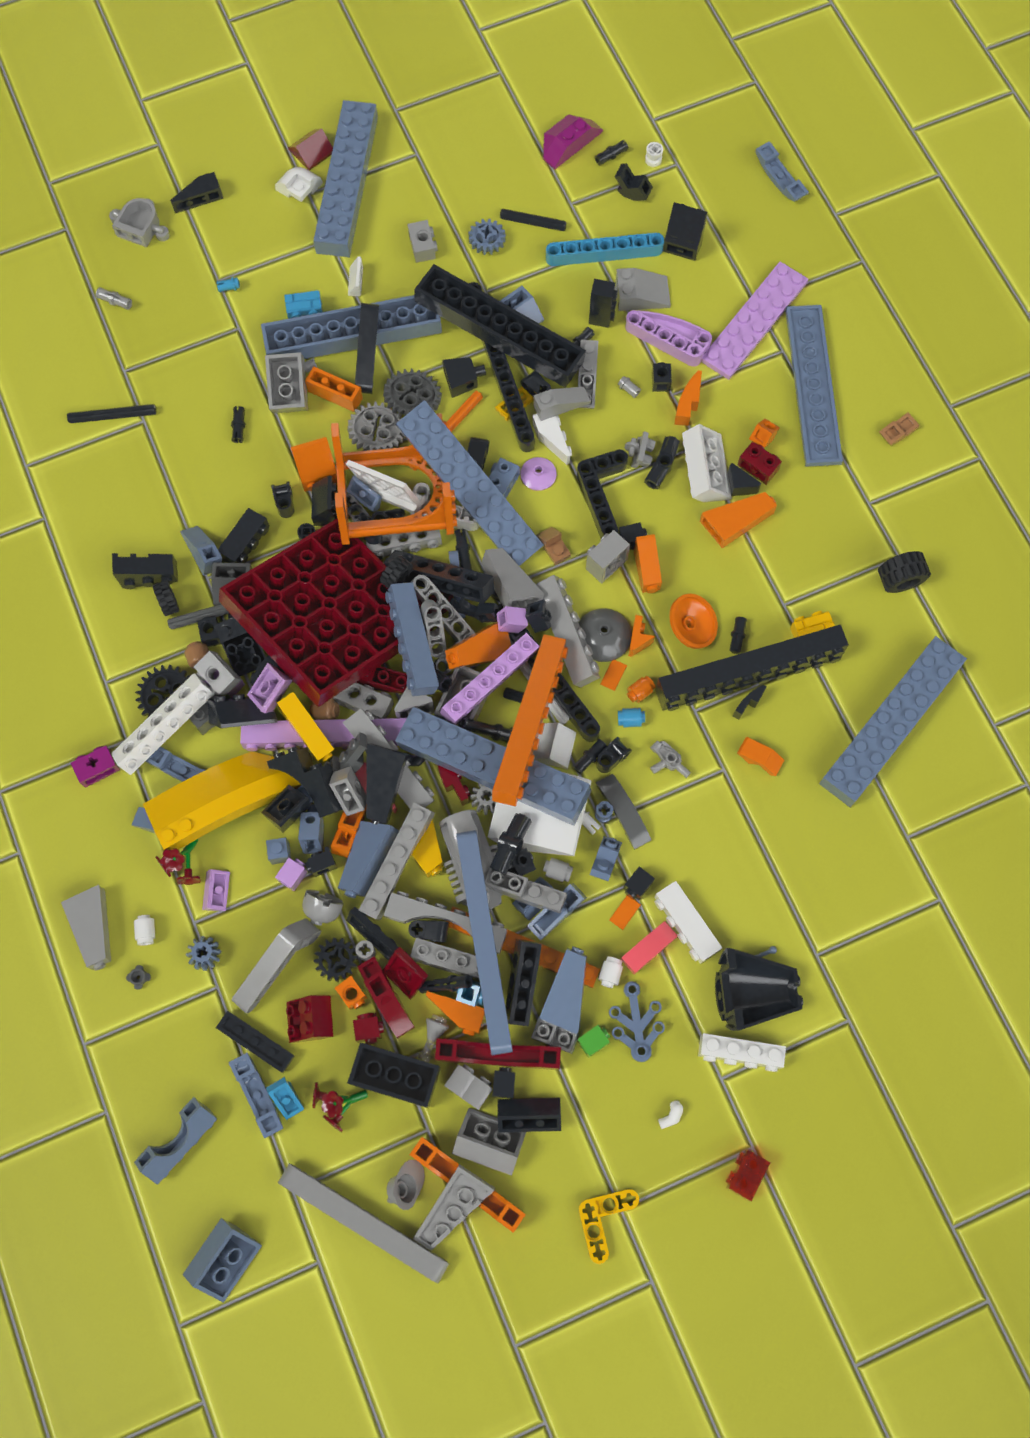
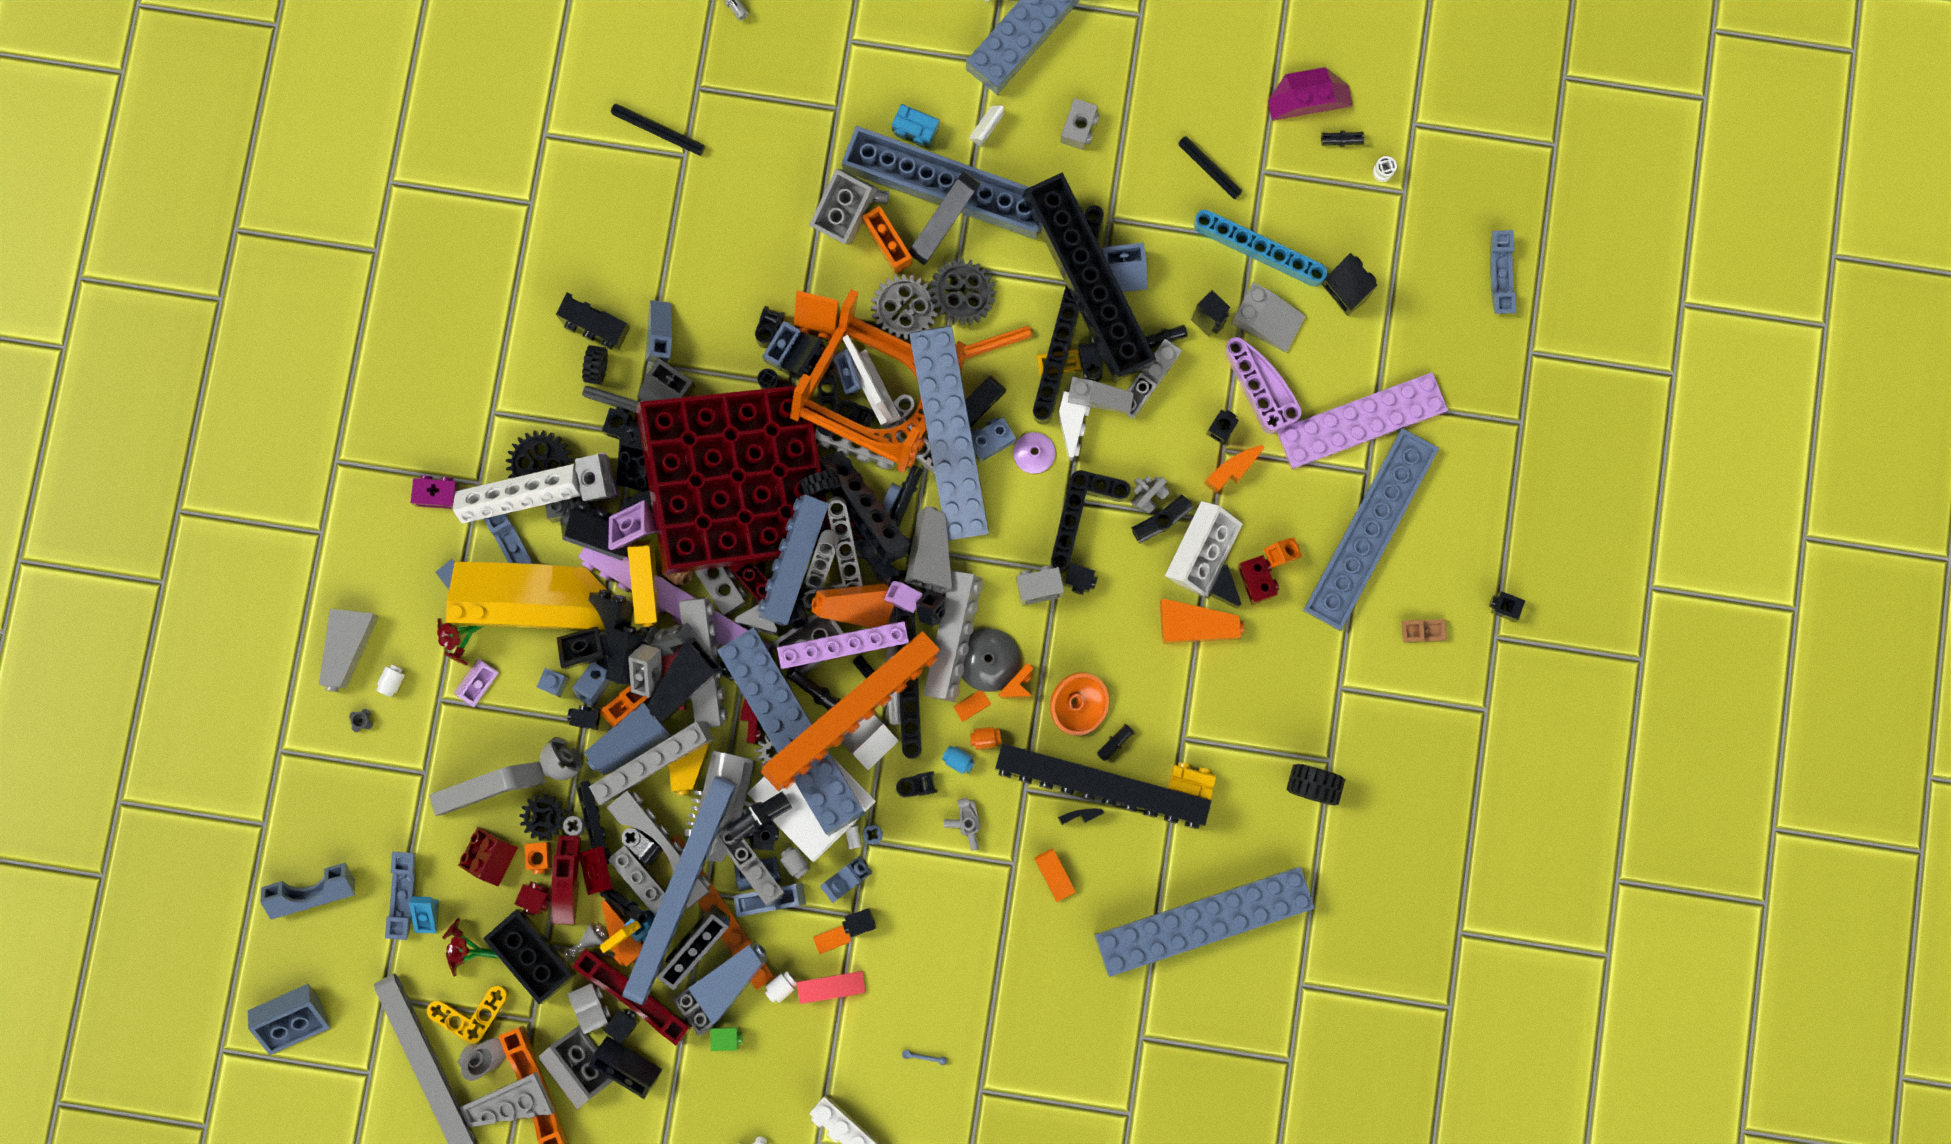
camera: 30 degrees right, 10 degrees up
(195, 652) = (592, 441): medium nougat head -> none
(203, 961) = (433, 727): sand blue gear -> none
(228, 284) = (855, 54): dark azure pin -> none
(238, 424) = (773, 218): black pin -> none
(244, 537) = (705, 346): black brick -> none
(255, 1042) = (428, 846): black plate -> none
(291, 873) = (551, 711): lavender brick -> none
(302, 503) = (781, 345): none -> sand blue brick
(376, 1166) = (466, 1022): none -> yellow beam
(459, 1007) = (620, 936): none -> yellow tile
(462, 375) = (1024, 301): black torso -> none
(487, 236) = (1143, 154): sand blue gear -> none
(554, 545) = (999, 538): medium nougat slope -> none
(589, 756) = (895, 772): black pin -> none
(624, 811) = (892, 844): dark grey slope -> none
(629, 387) = (1184, 416): light grey pin -> none
(630, 186) = (1336, 192): black brick -> none
(637, 1024) = (773, 1049): sand blue plant -> none
(647, 563) = (1074, 619): orange slope -> none
(687, 922) = (881, 987): white brick -> none
(754, 989) = (897, 1090): black cone -> none
(944, 378) = (1513, 603): none -> black brick

